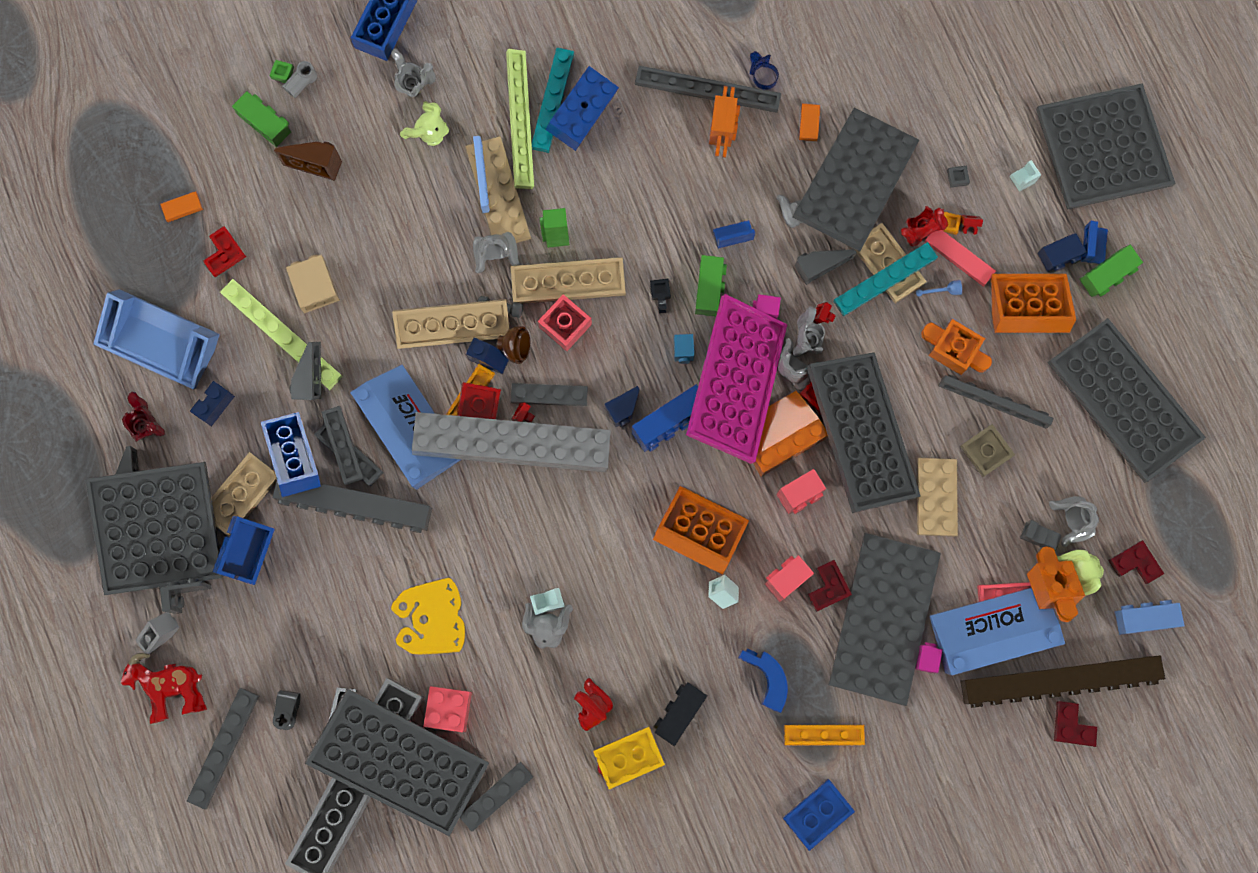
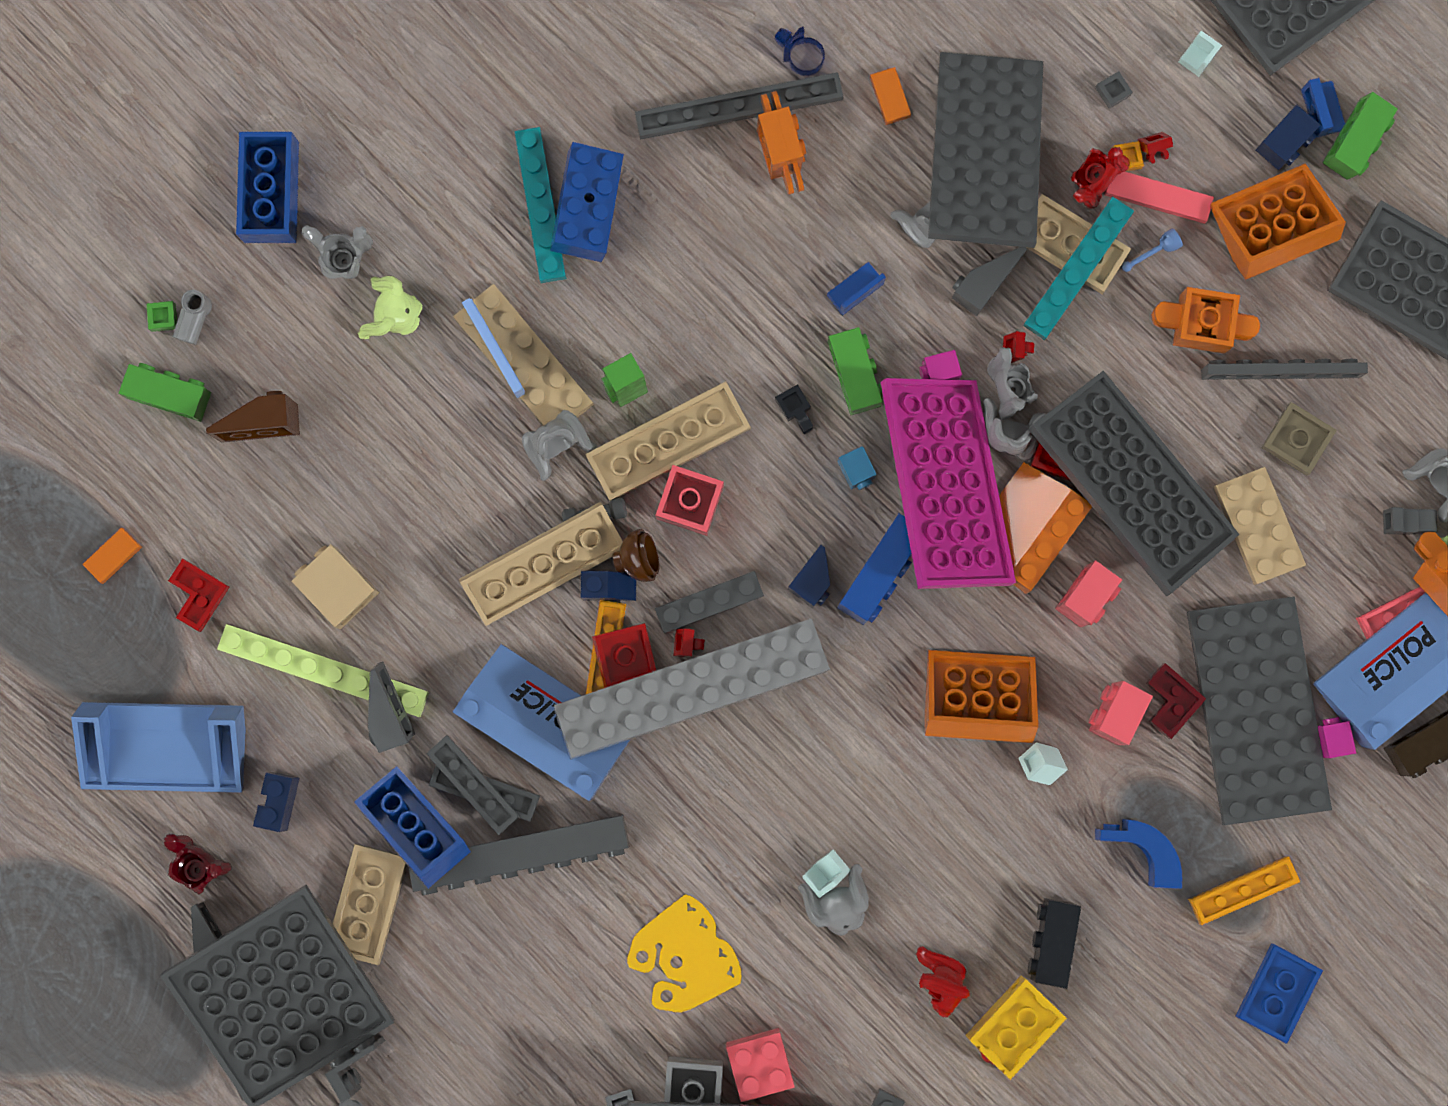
camera: 20 degrees left, 5 degrees up
(243, 550) = (407, 977): blue piece -> none
(520, 119) = (509, 249): yellowish green plate -> none

